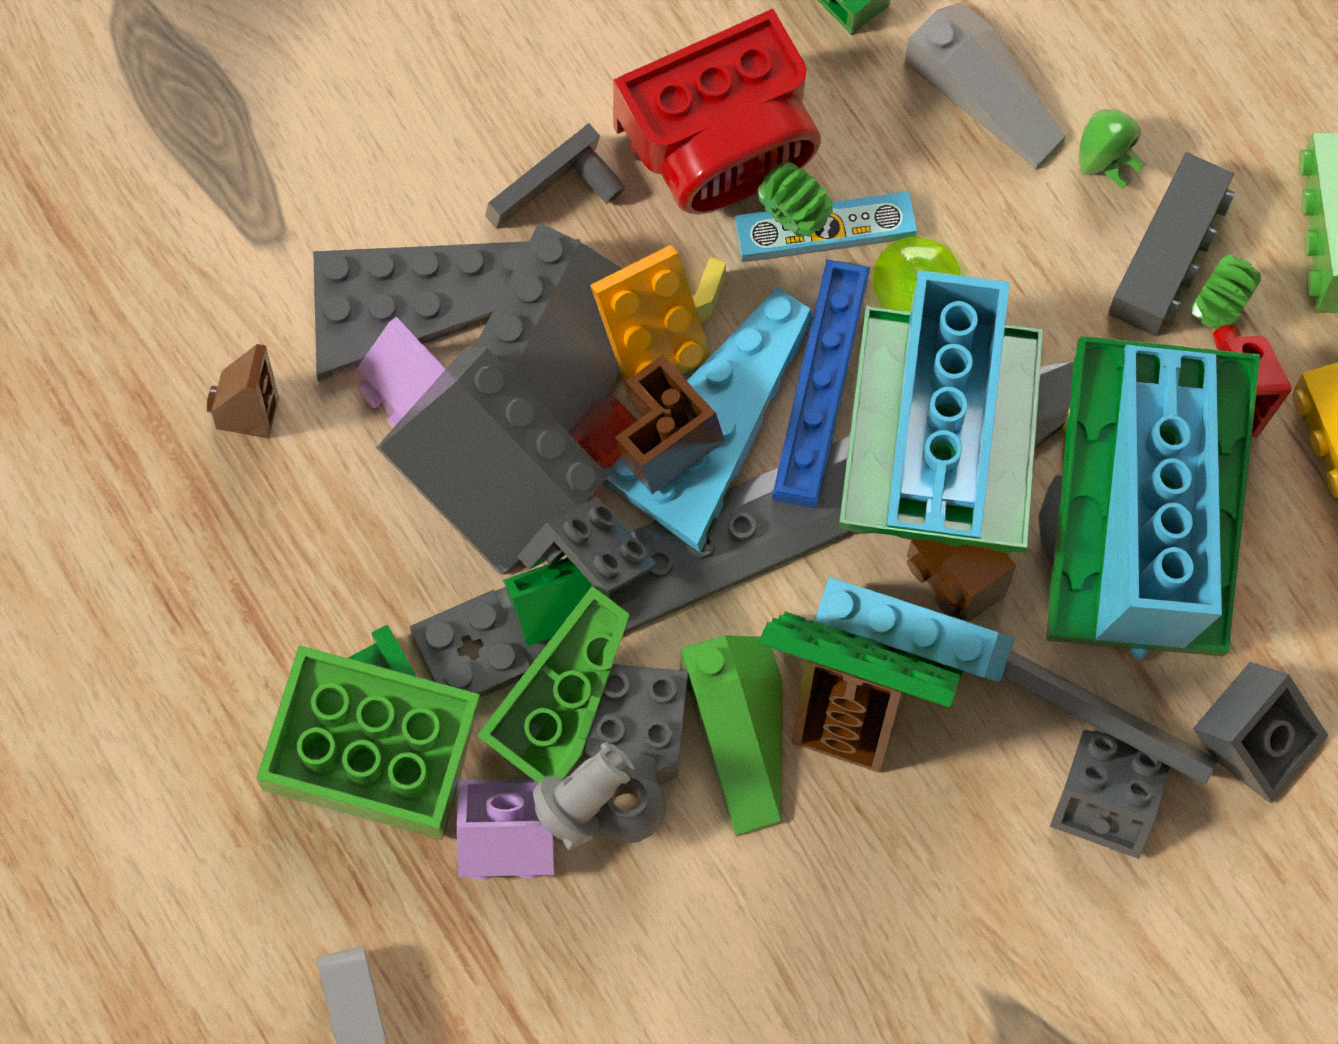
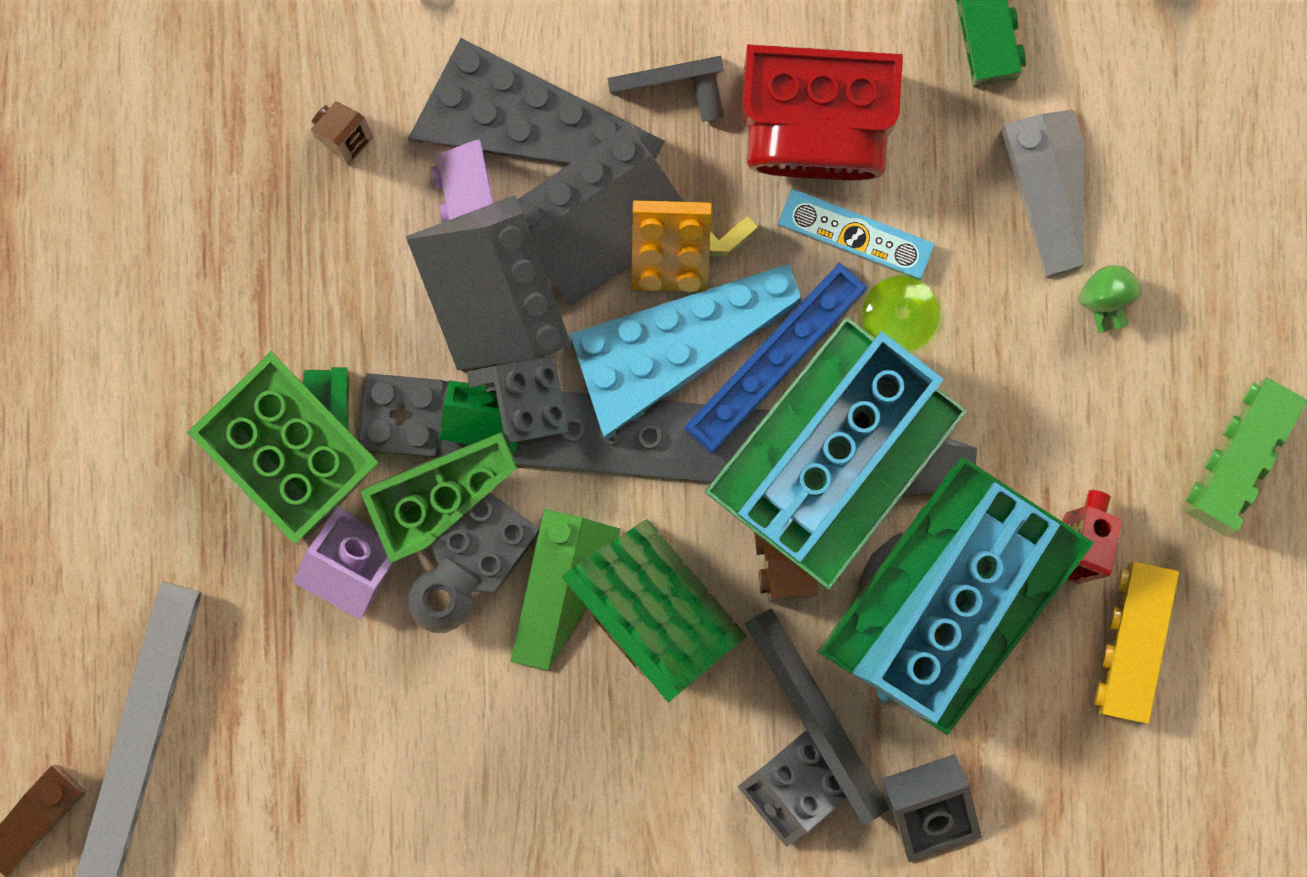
camera: 30 degrees right, 15 degrees up
(570, 804) = (395, 583): light grey piece -> none
(598, 430) = (588, 308): clear red brick -> none
(673, 429) = (635, 344): brick -> none
(795, 199) = (837, 208): bright green gear -> none
(914, 629) = (721, 593): medium azure brick -> none
(1171, 244) = (1107, 399): dark grey brick -> none
(1226, 292) = (1119, 465): bright green gear -> none

